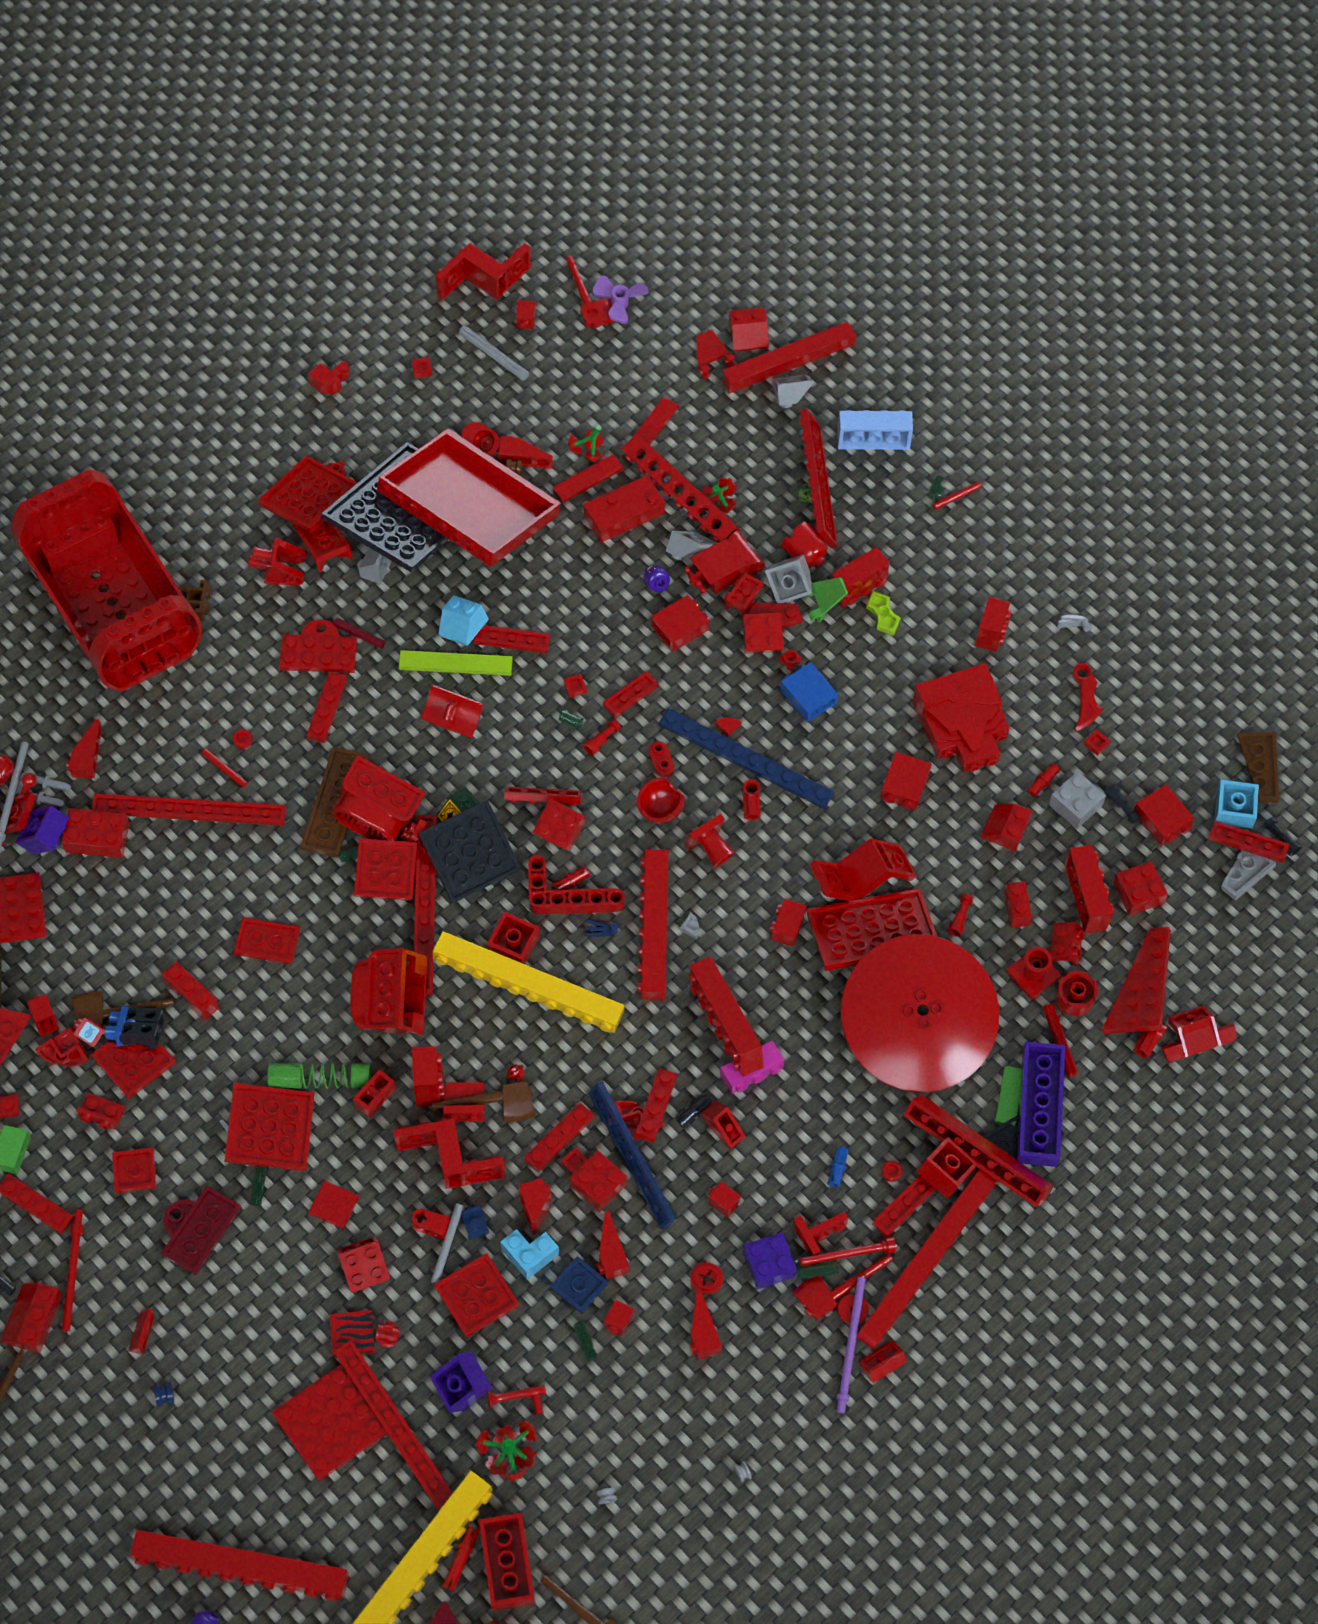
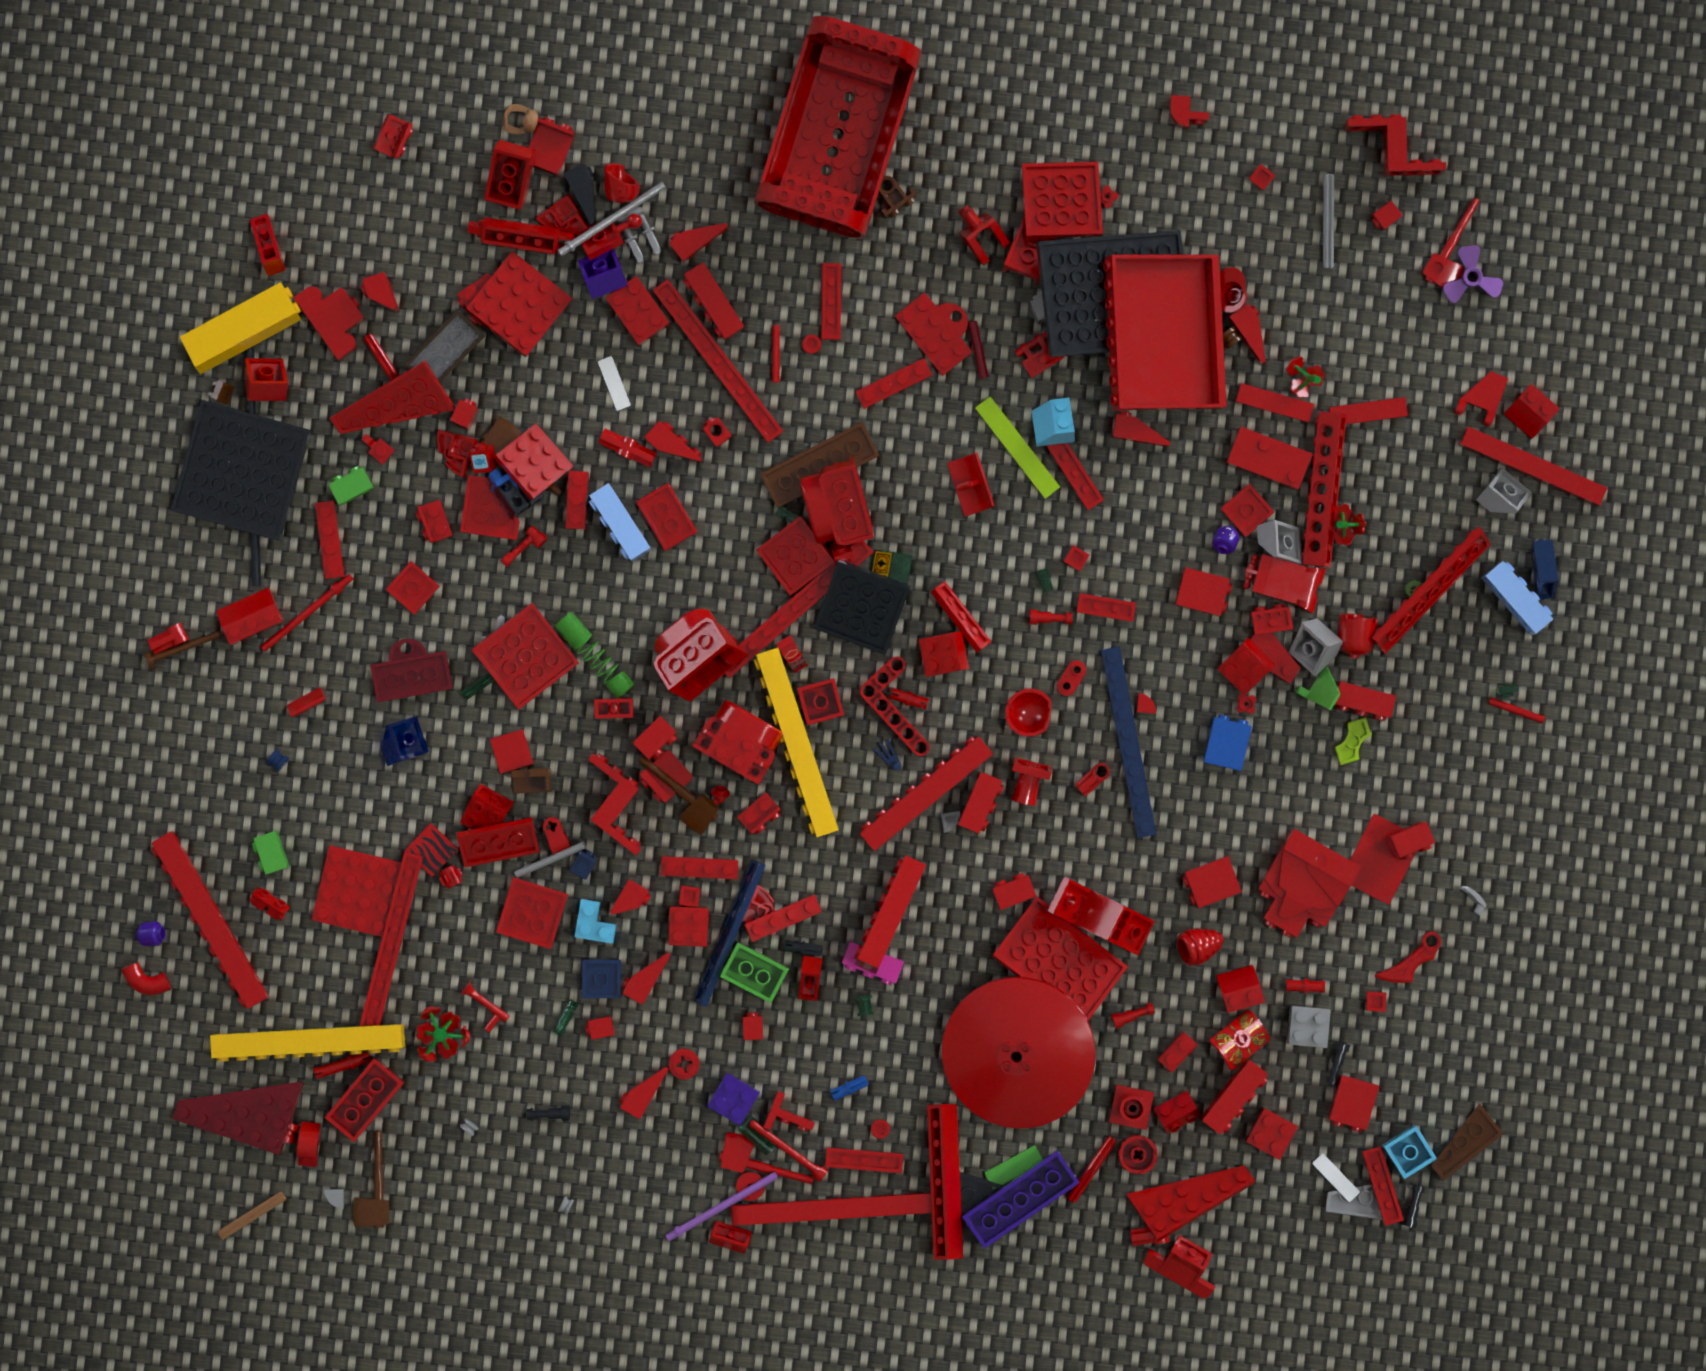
camera: 50 degrees right, 25 degrees up
(129, 996) = (533, 462): none -> red plate
(131, 897) = (614, 383): none -> white sticker
(143, 775) = (714, 301): none -> red brick
(186, 1047) = (533, 537): none -> red brick
(187, 924) = (627, 447): none -> red piece
(213, 891) = (667, 442): none -> red slope
(225, 701) = (831, 301): none -> red tile
(232, 1465) = (270, 853): none -> bright green brick
(237, 970) = (618, 519): none -> light blue brick
(242, 858) = (723, 437): none -> red brick
(245, 1280) = (403, 741): none -> clear blue slope
(264, 1505) = (262, 898): none -> red hinge
(373, 1203) = (532, 781): none -> reddish brown panel
(395, 1271) = (498, 842): none -> red plate
(408, 598) = (1039, 361): none -> red plate
(460, 1382) = (458, 960): dark purple brick -> none
(464, 932) = (791, 654): none -> red leg
(488, 1021) = (739, 741): none -> red brick
(521, 575) = (1132, 429): none -> red slope
(557, 1058) = (759, 813): none -> red bracket
(648, 550) = (1247, 510): none -> red plate
(662, 1408) = (552, 1113): none -> black piece
(680, 1159) = (754, 972): none -> bright green brick
(697, 888) = (980, 803): none -> red brick
(781, 1101) = (864, 1005): none -> clear green bush
(867, 397) = (1544, 569): none -> dark blue slope
(946, 826) = (1198, 945): none -> red piece
(947, 1167) = (910, 1171): red brick -> none
(1002, 664) = (1380, 870): none -> red sticker
(1046, 851) = (1240, 1039): none -> red shield
(1214, 872) = (1336, 1177): none -> white sticker

